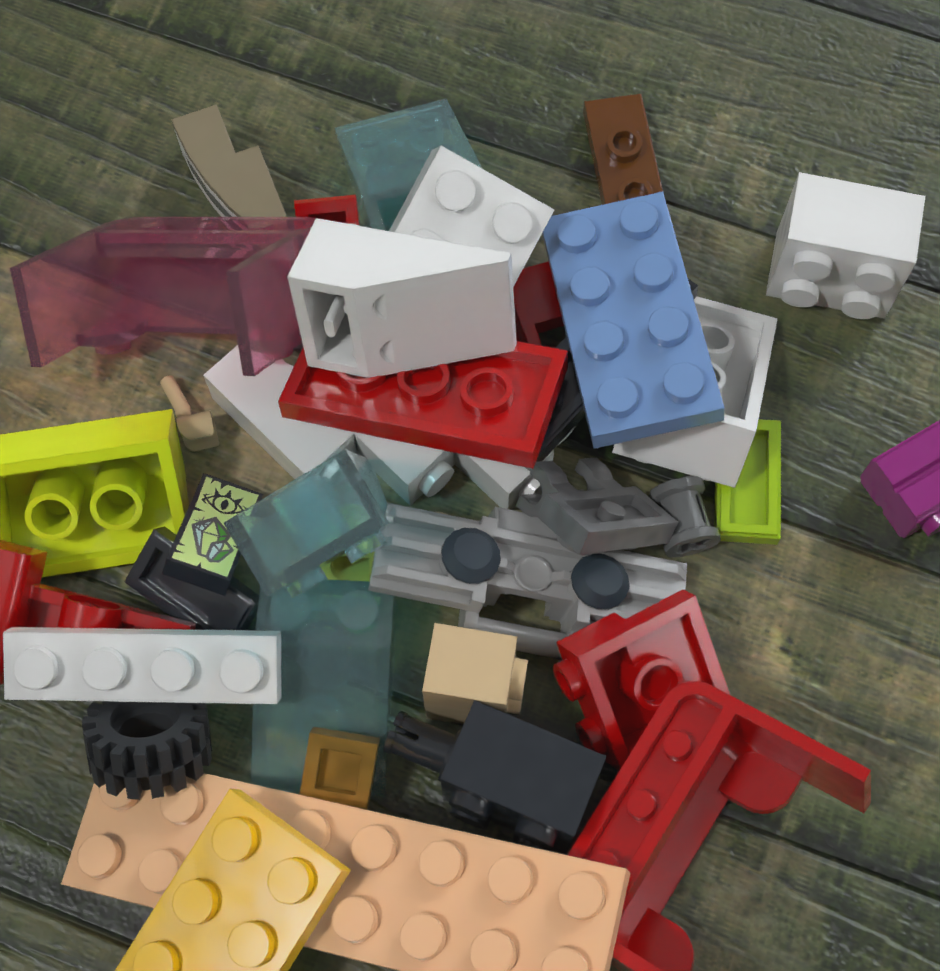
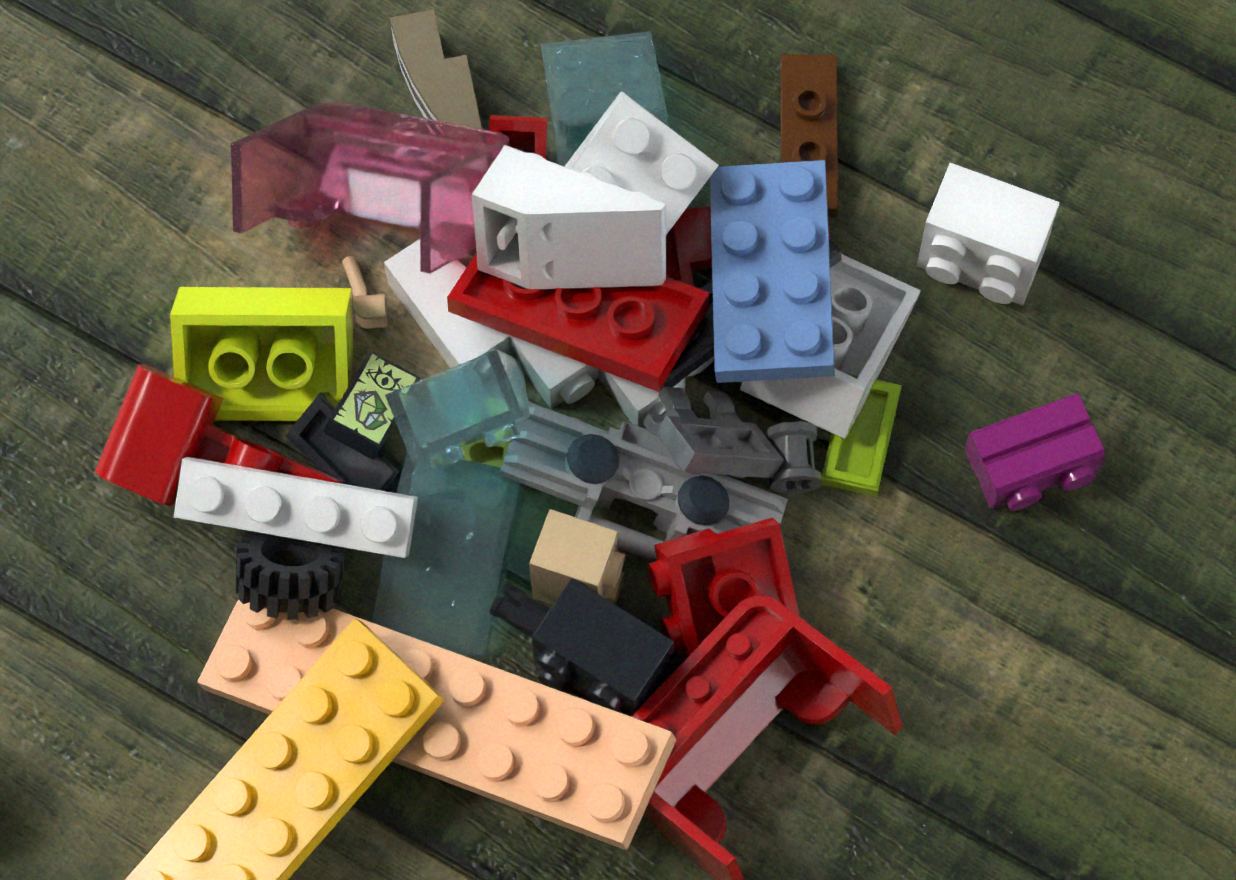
camera: 10 degrees right, 0 degrees up
(339, 767) = (450, 620): pearl gold plate -> none

